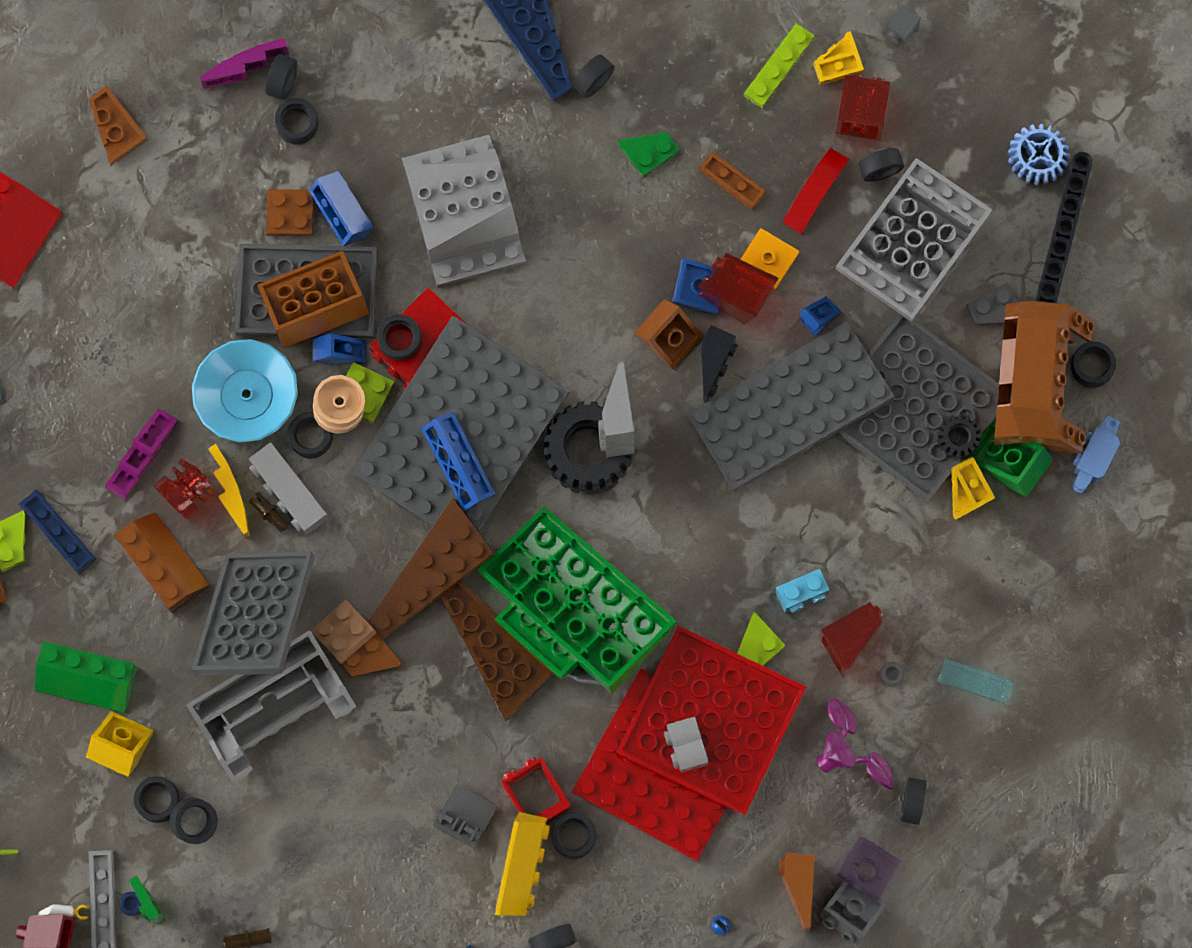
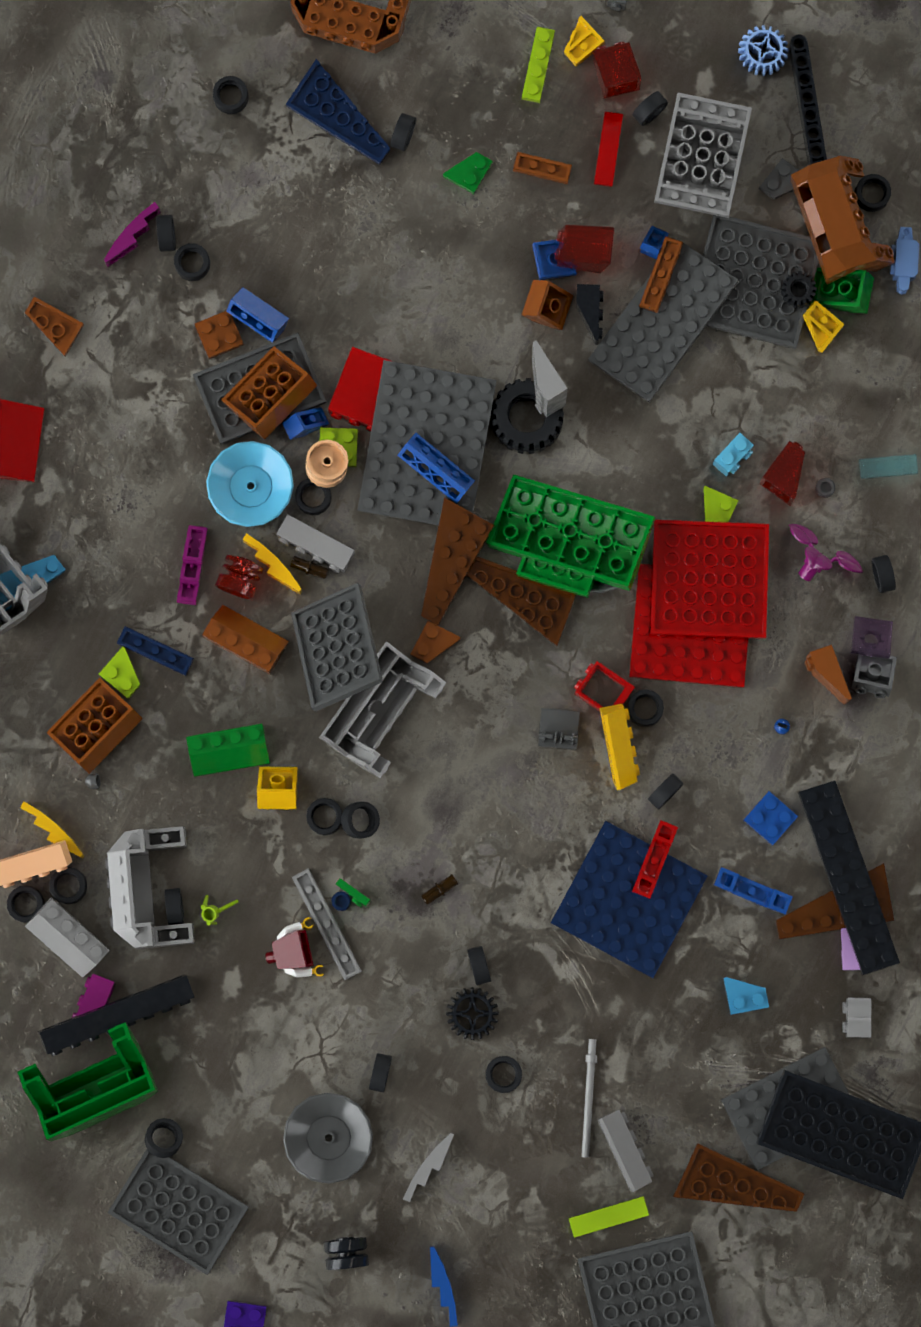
camera: 25 degrees left, 5 degrees up
(343, 631) = (406, 632): medium nougat plate -> none
(399, 320) = (363, 393): black tyre -> none
(464, 210) = (351, 275): light grey wedge -> none
(687, 745) = (701, 605): light grey brick -> none
(770, 255) = (596, 211): light orange plate -> none
(810, 353) = (661, 274): none -> dark orange tile

